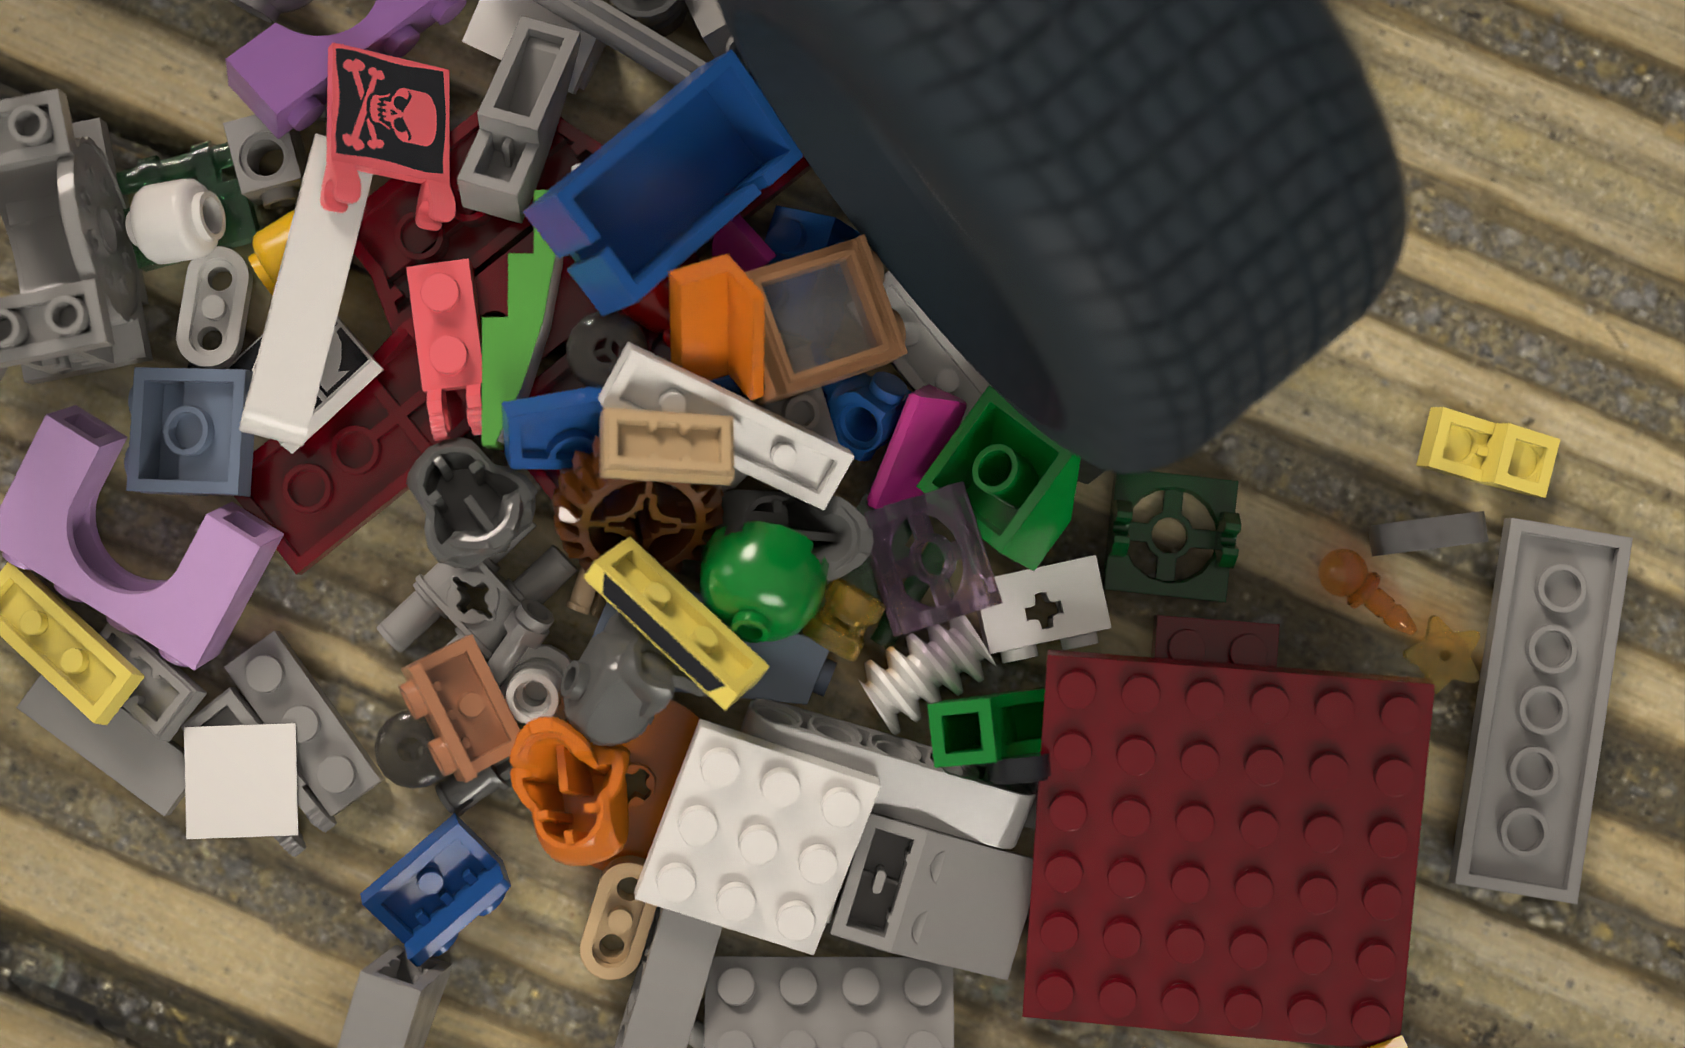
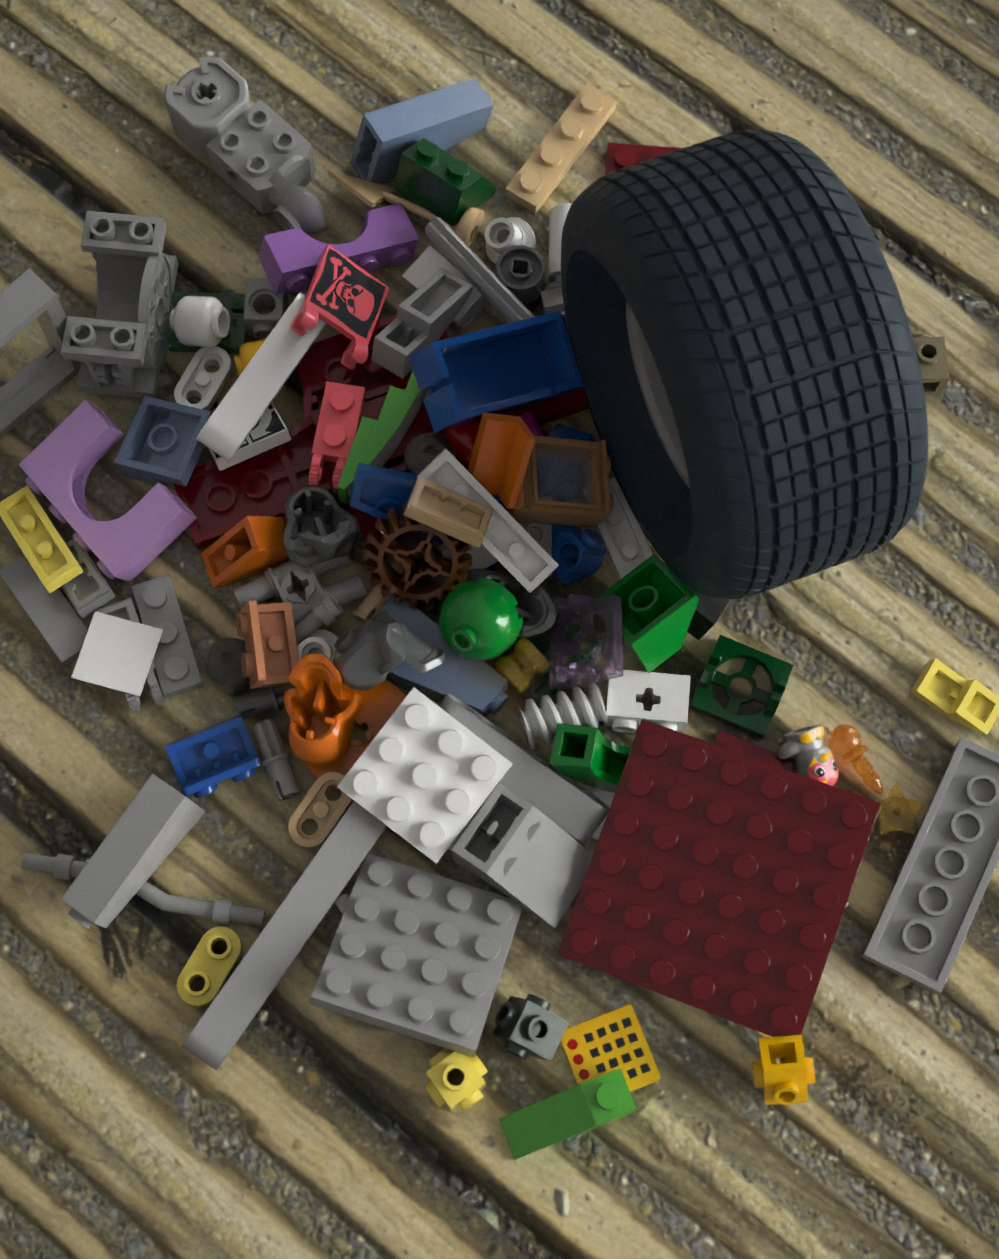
camera: 20 degrees right, 15 degrees down
(374, 560) = (245, 550): none -> orange slope
(530, 863) = (276, 760): none -> light grey axle
(676, 622) = (419, 621): light yellow plate -> none
(919, 437) = (601, 572): dark pink slope -> none
(1020, 769) = (602, 785): black tile -> none
(1308, 621) = (810, 755): none -> light grey animal
(1428, 533) = (905, 732): flat silver beam -> none

